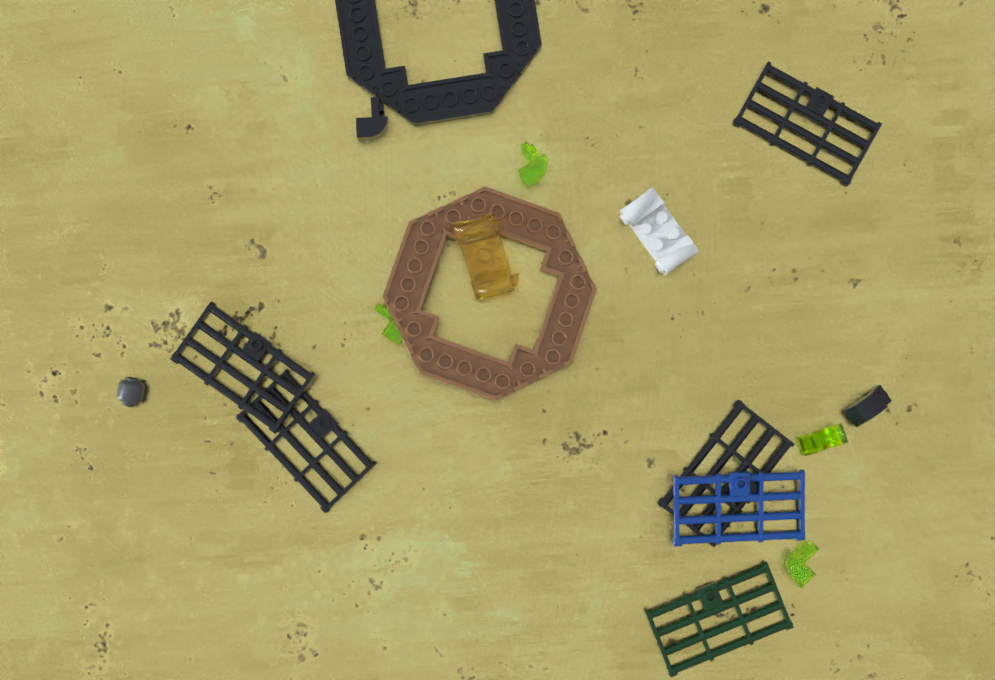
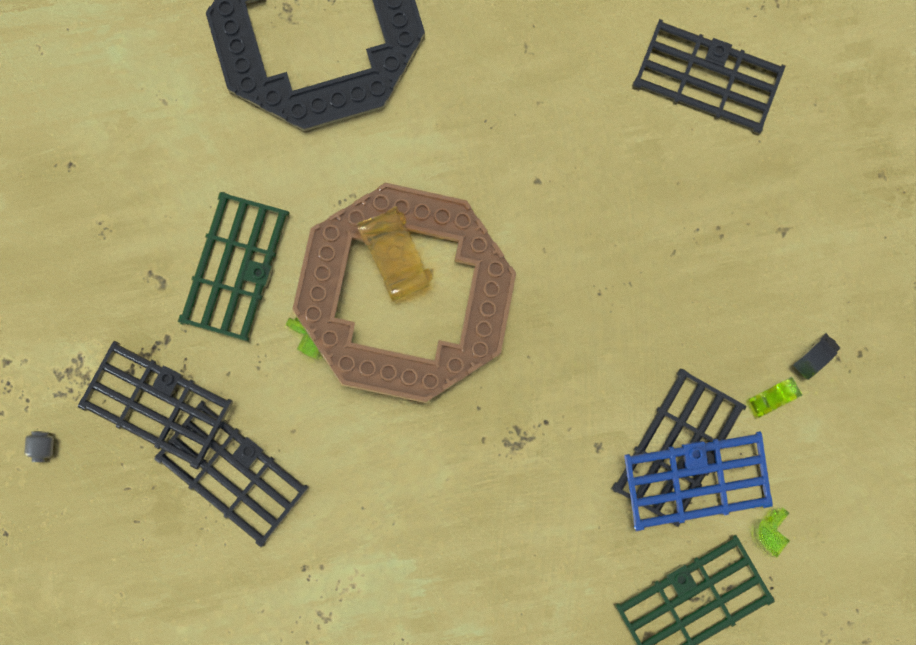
camera: 10 degrees left, 5 degrees down
(345, 252) = (249, 270): none -> dark green door
(372, 127) = (262, 138): black brick -> none
(536, 168) = (436, 158): clear neon green brick -> none
(658, 231) = (572, 205): white piece -> none

